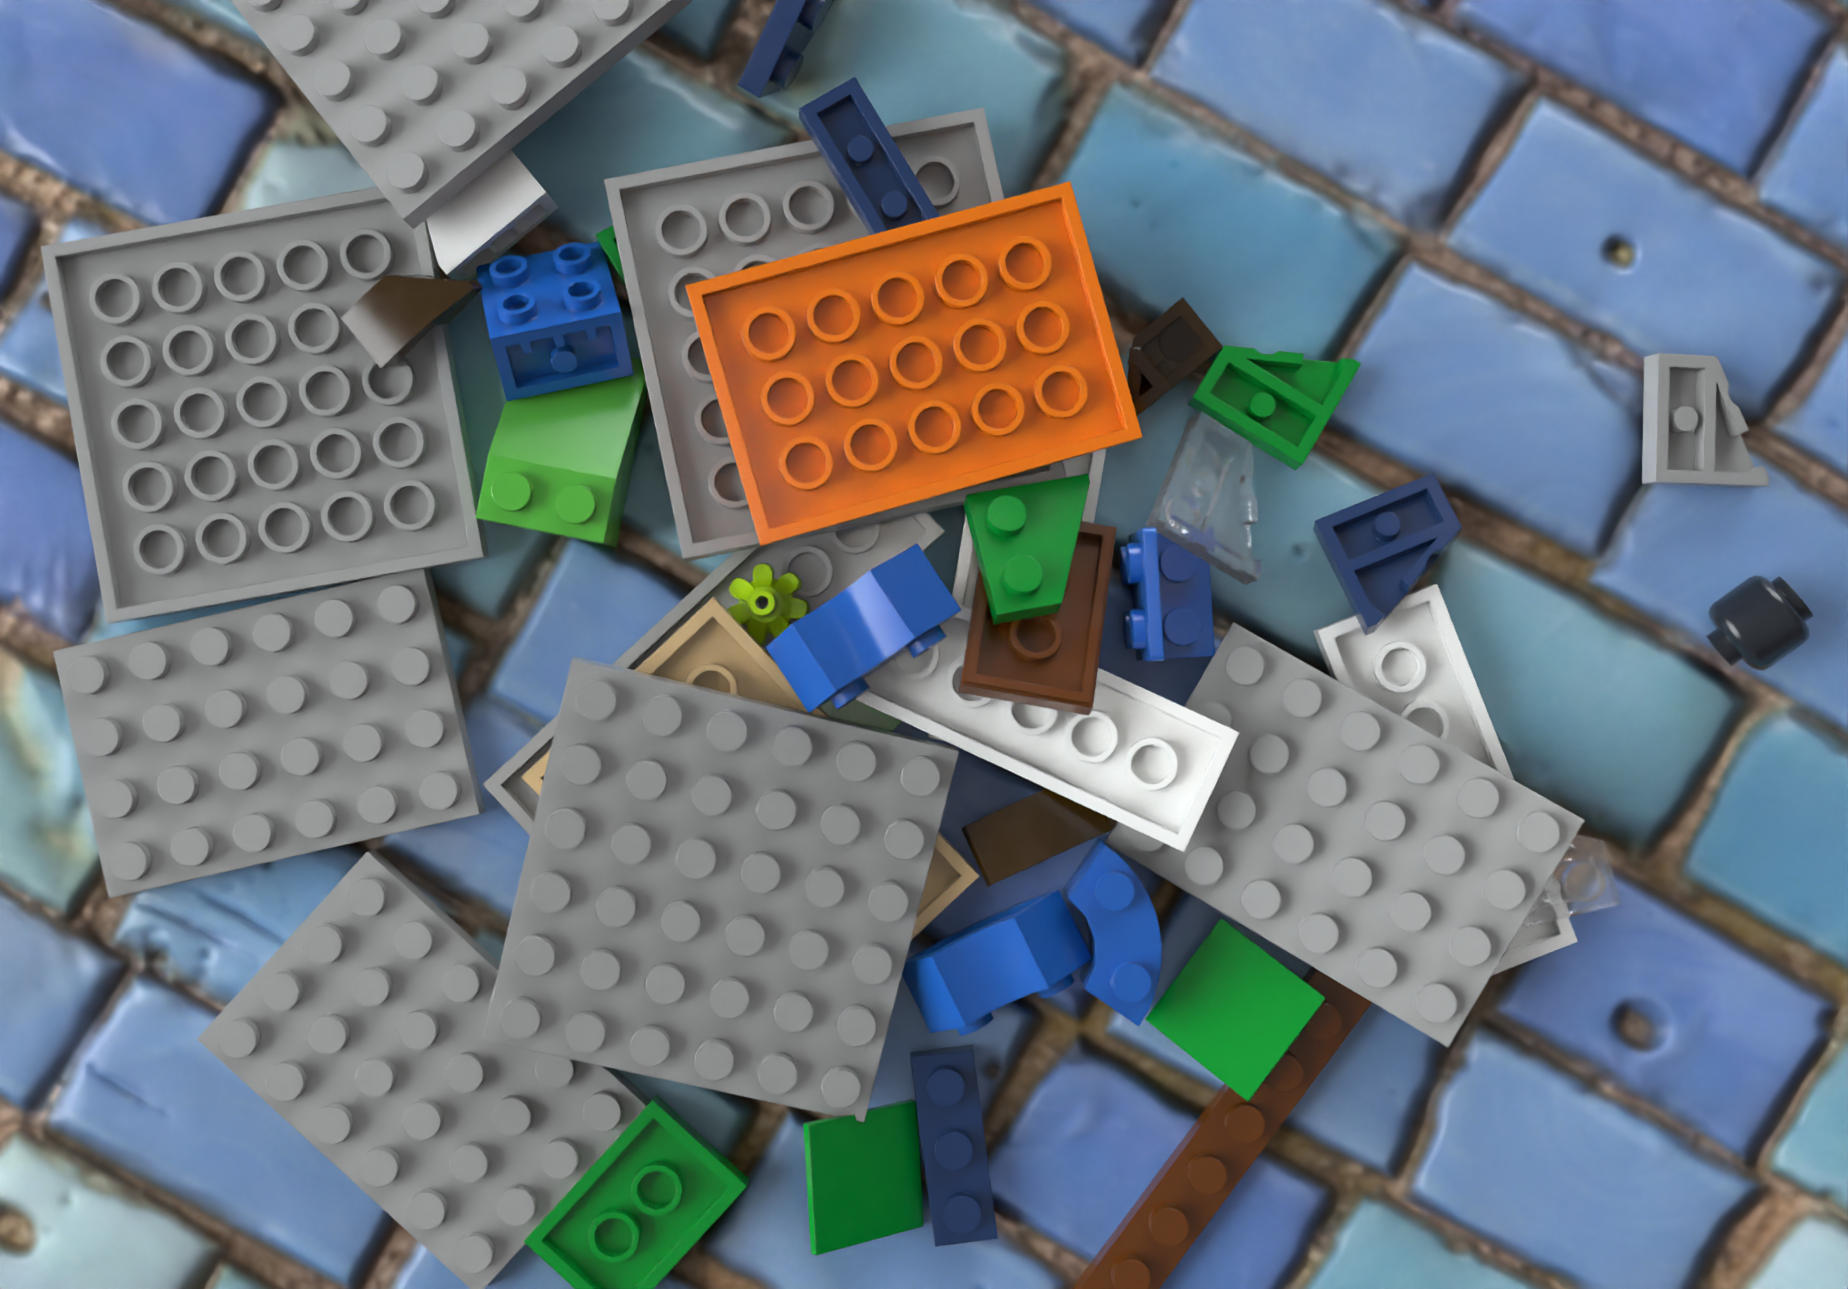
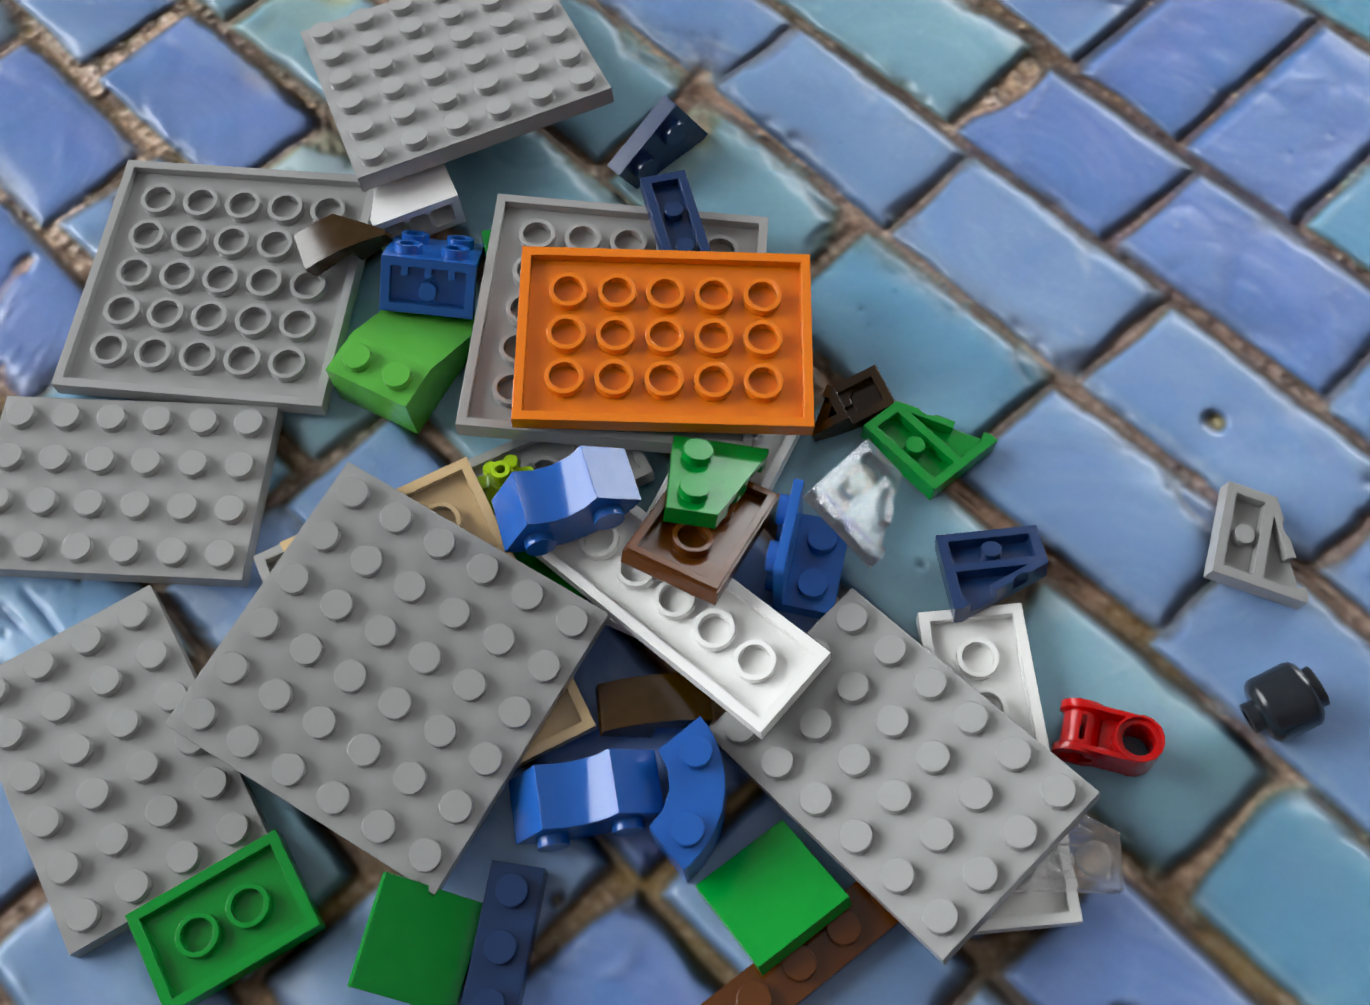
camera: 25 degrees right, 25 degrees down
(1557, 723) = (1103, 737): none -> red piece

